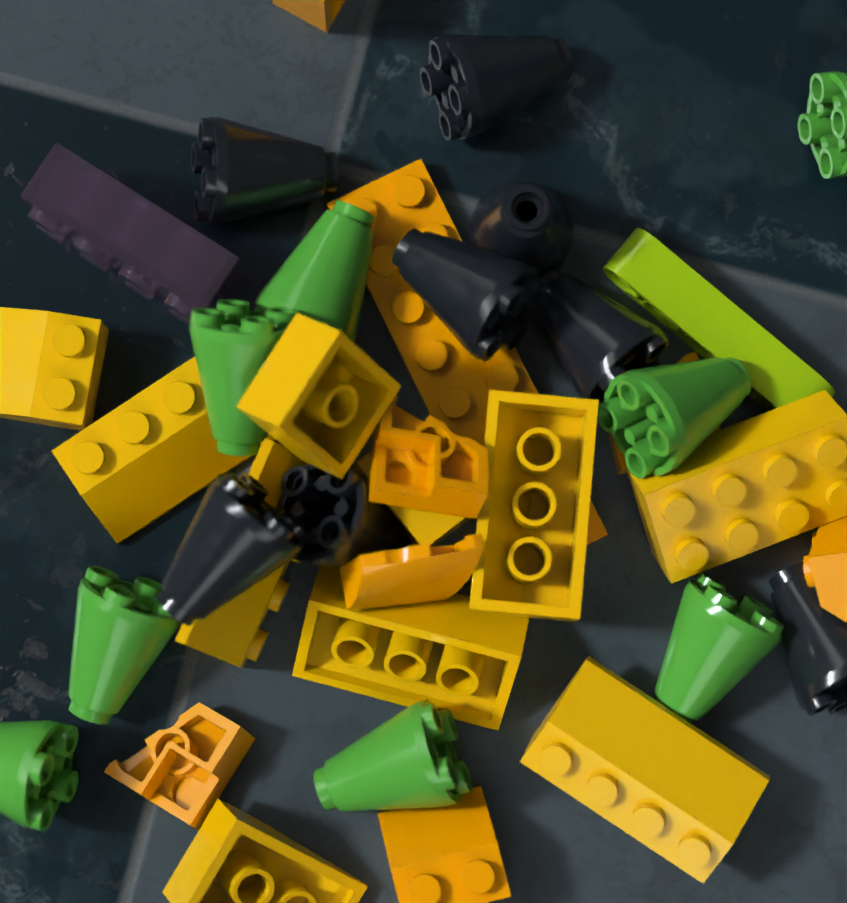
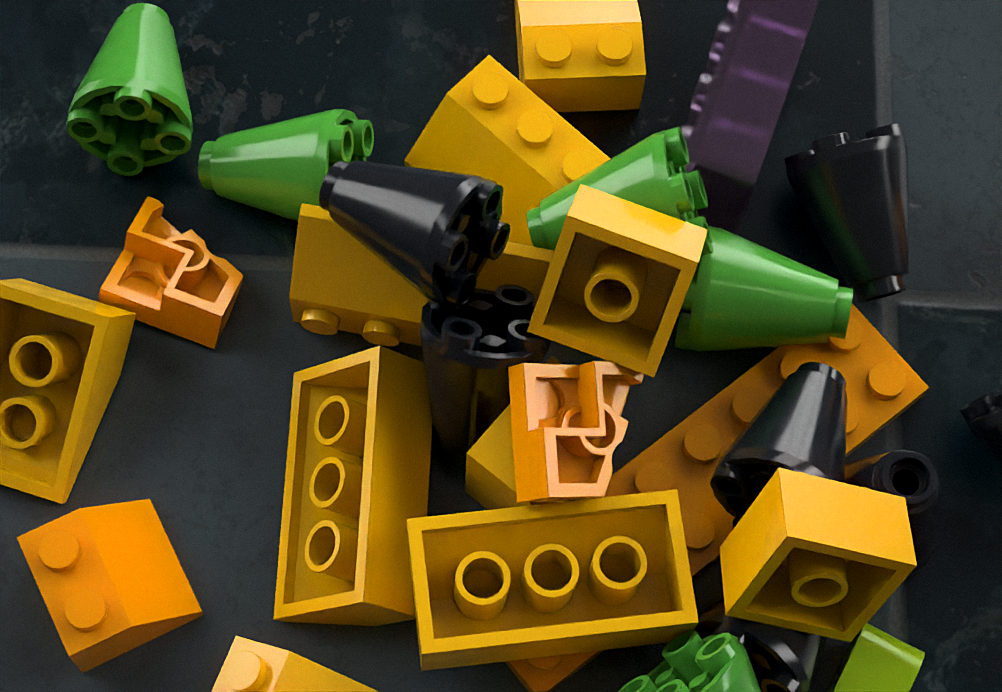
camera: 80 degrees right, 15 degrees down
(397, 765) = (211, 505): bright green cone -> none
(410, 574) = (433, 445): light orange slope -> none
(571, 296) = (816, 555): none -> yellow brick

